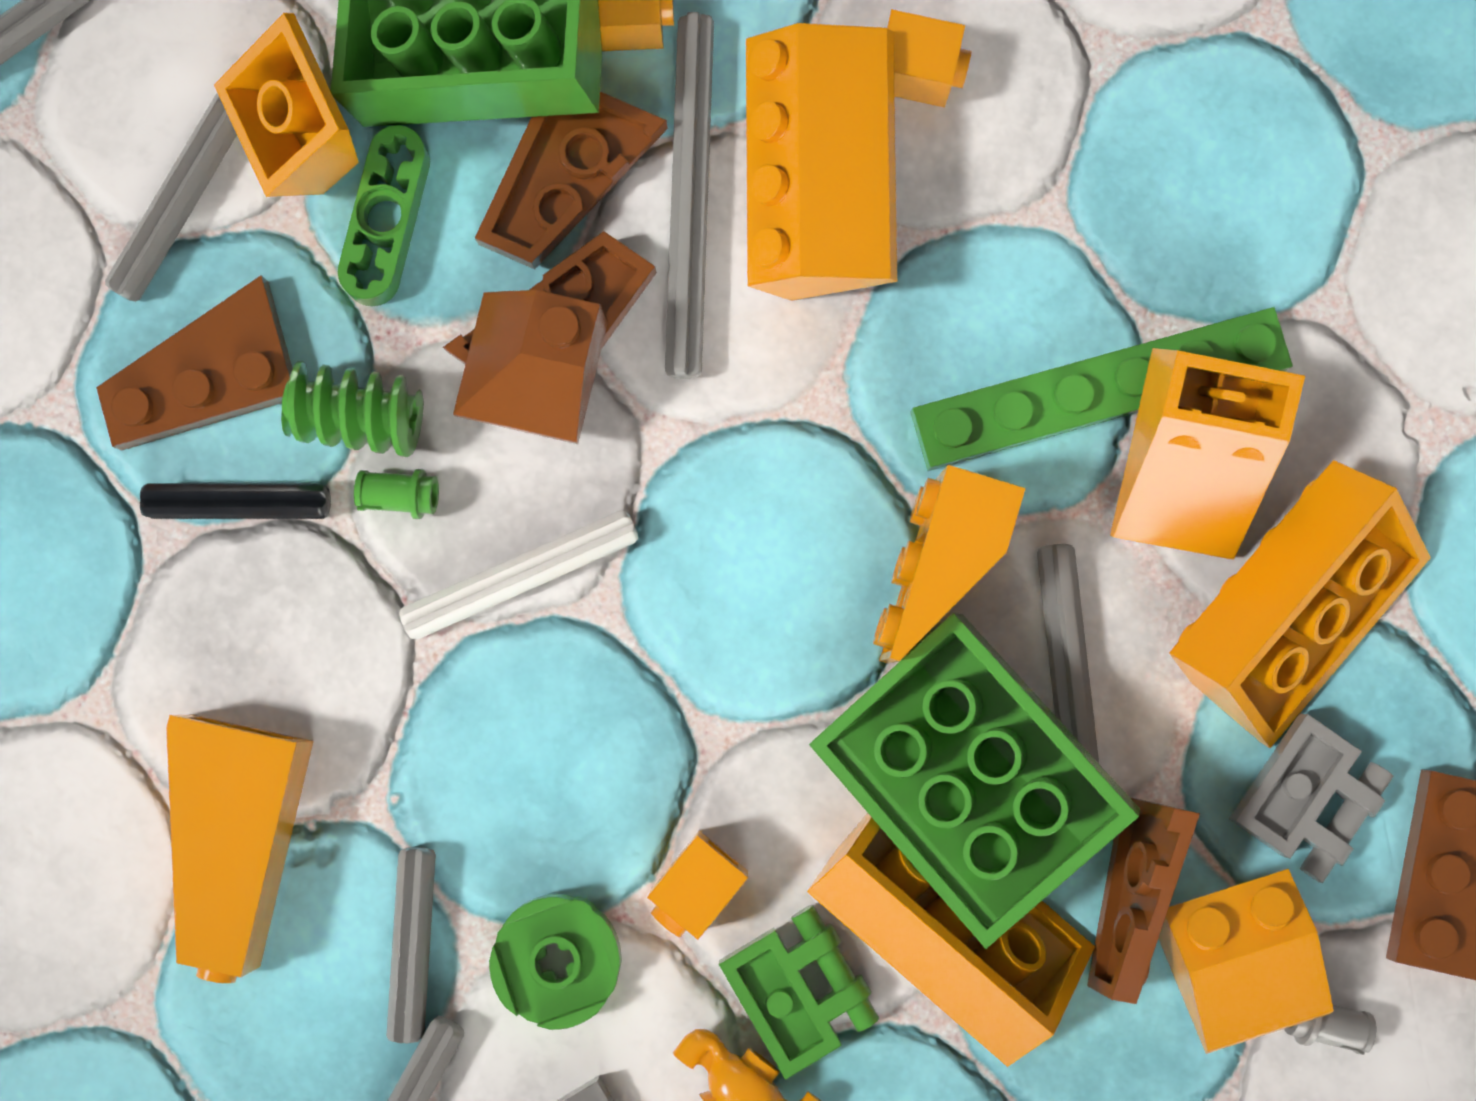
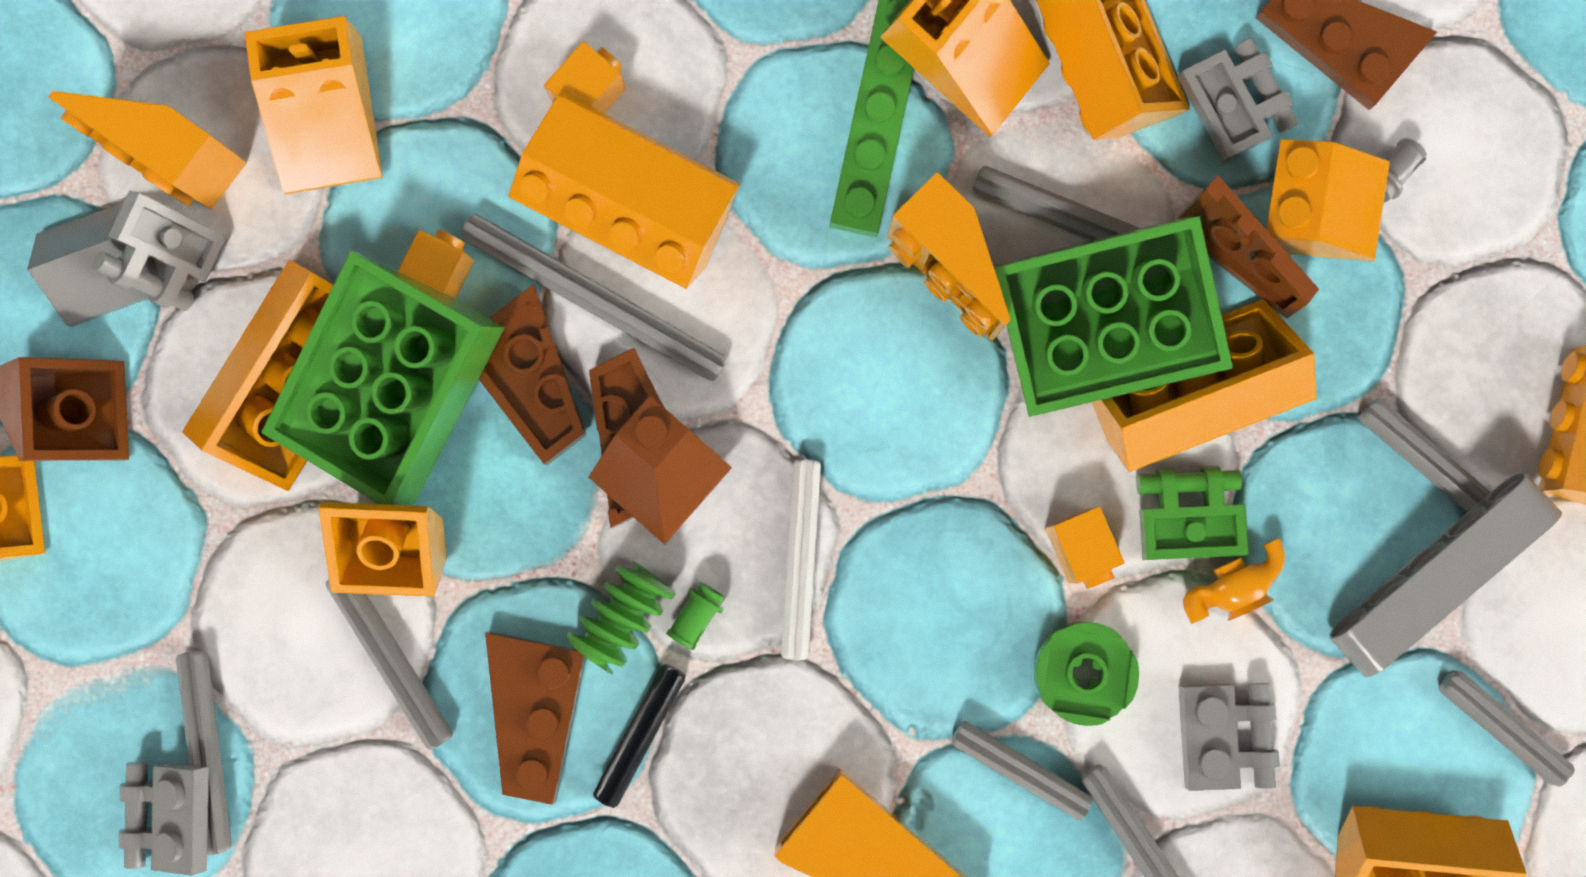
camera: 65 degrees left, 0 degrees up
(411, 177) = (452, 507): bright green beam -> none

